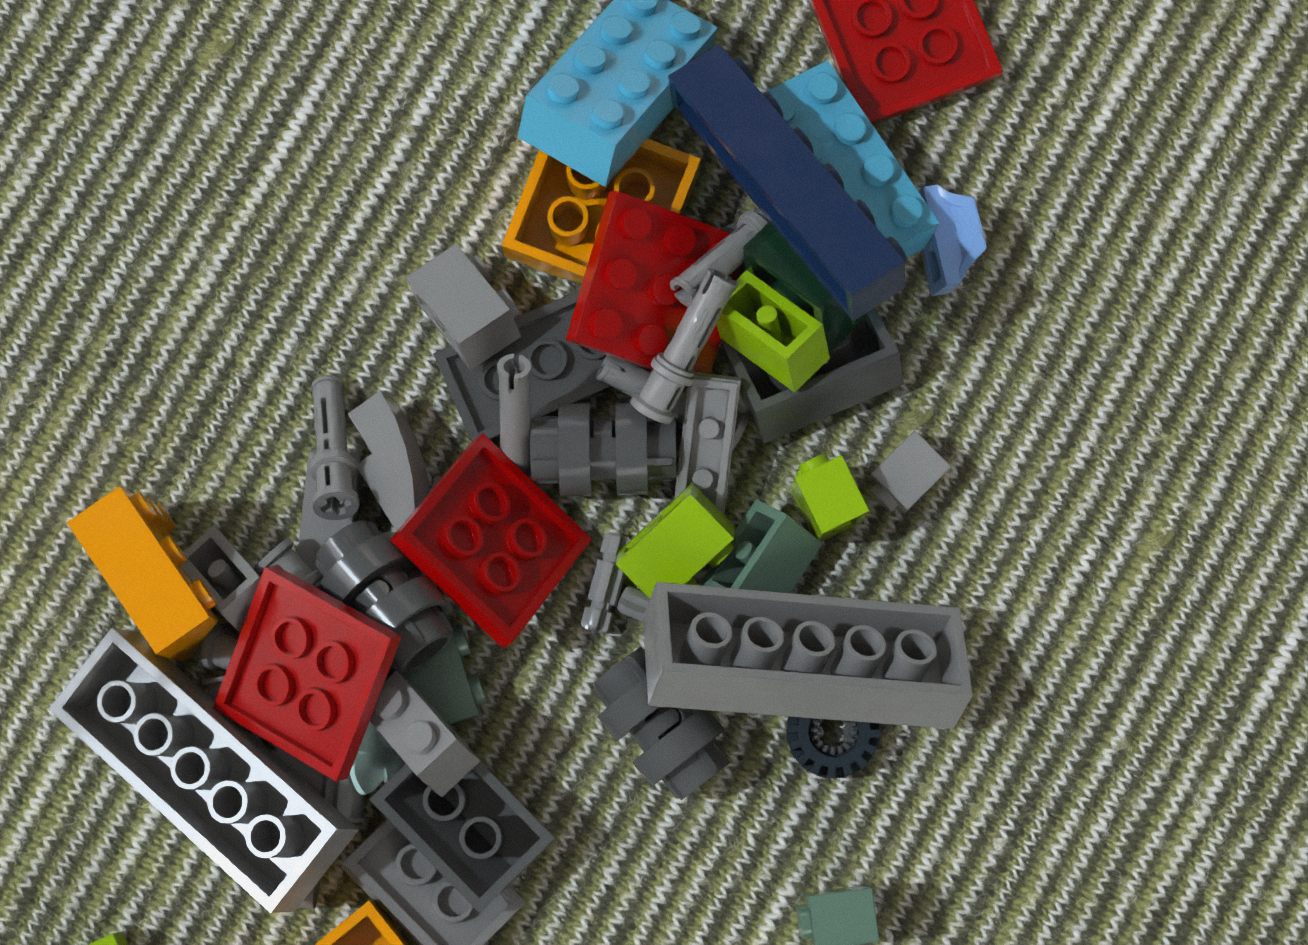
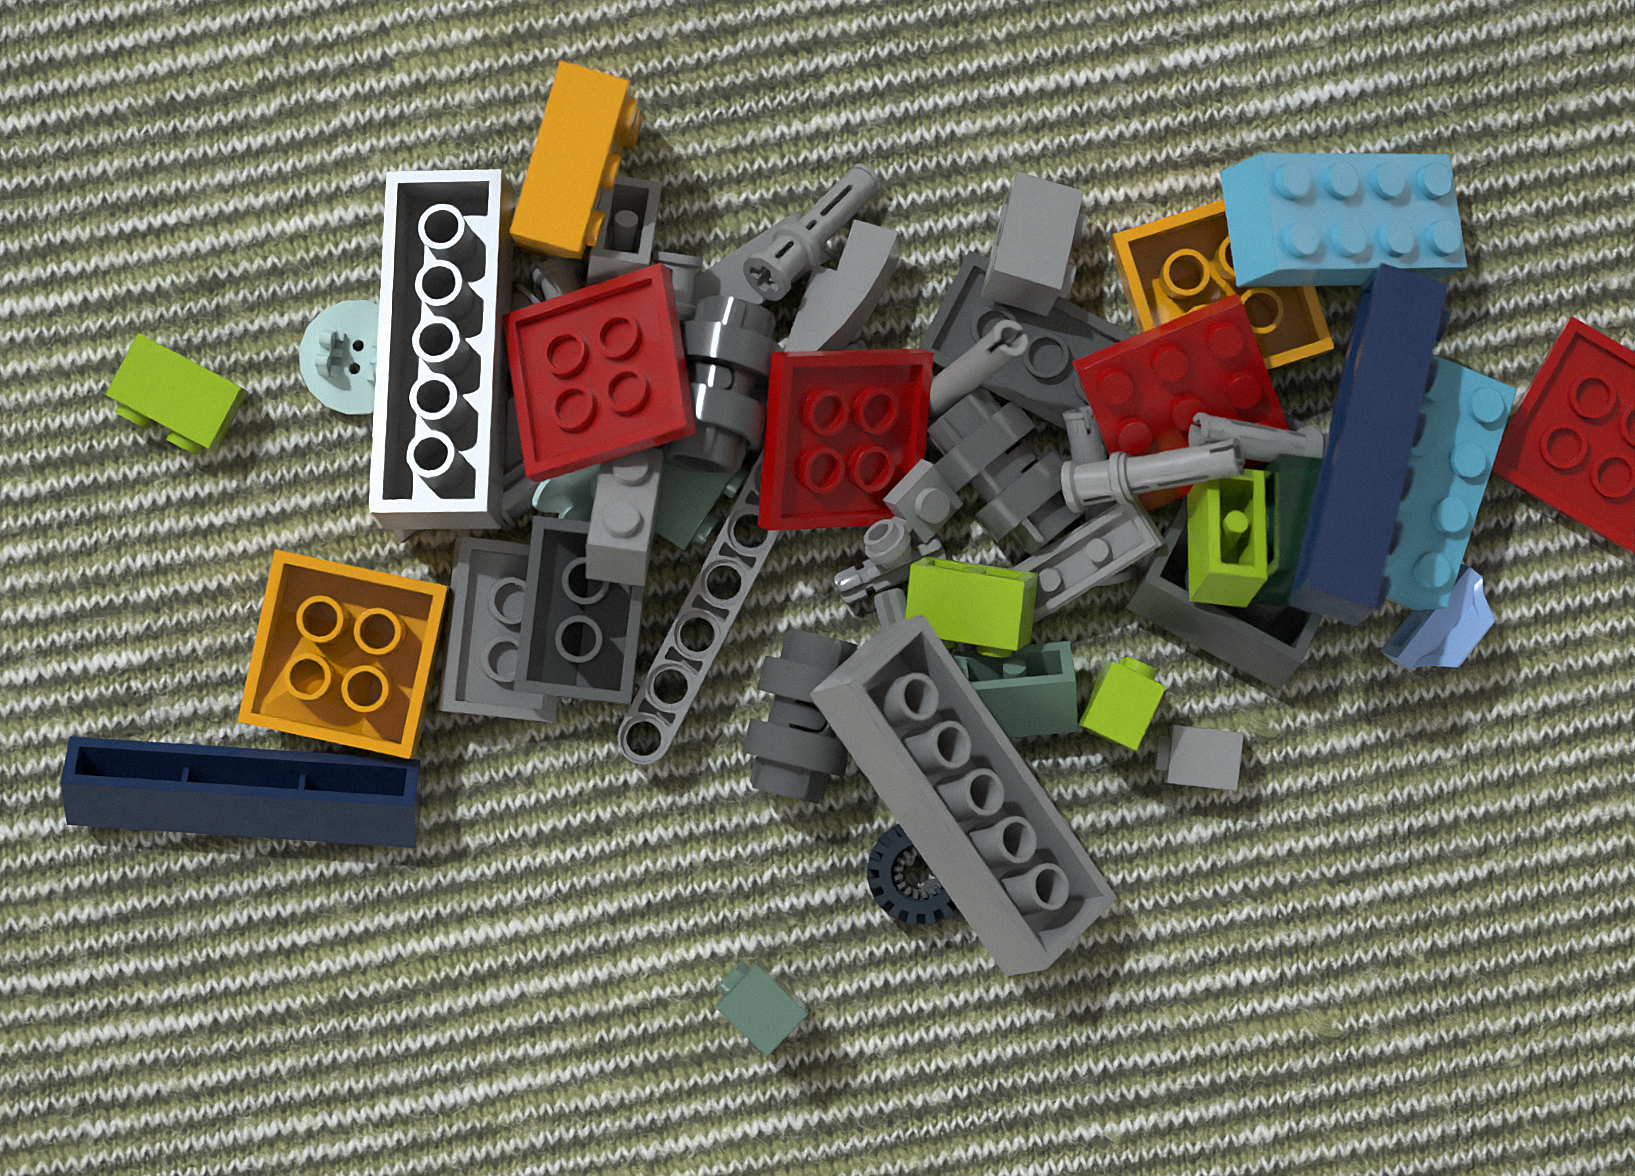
camera: 45 degrees right, 5 degrees up
(143, 853) = (329, 353): none -> light aqua plate
(527, 732) = (703, 605): none -> light grey beam
(582, 527) = (920, 507): none -> light grey plate

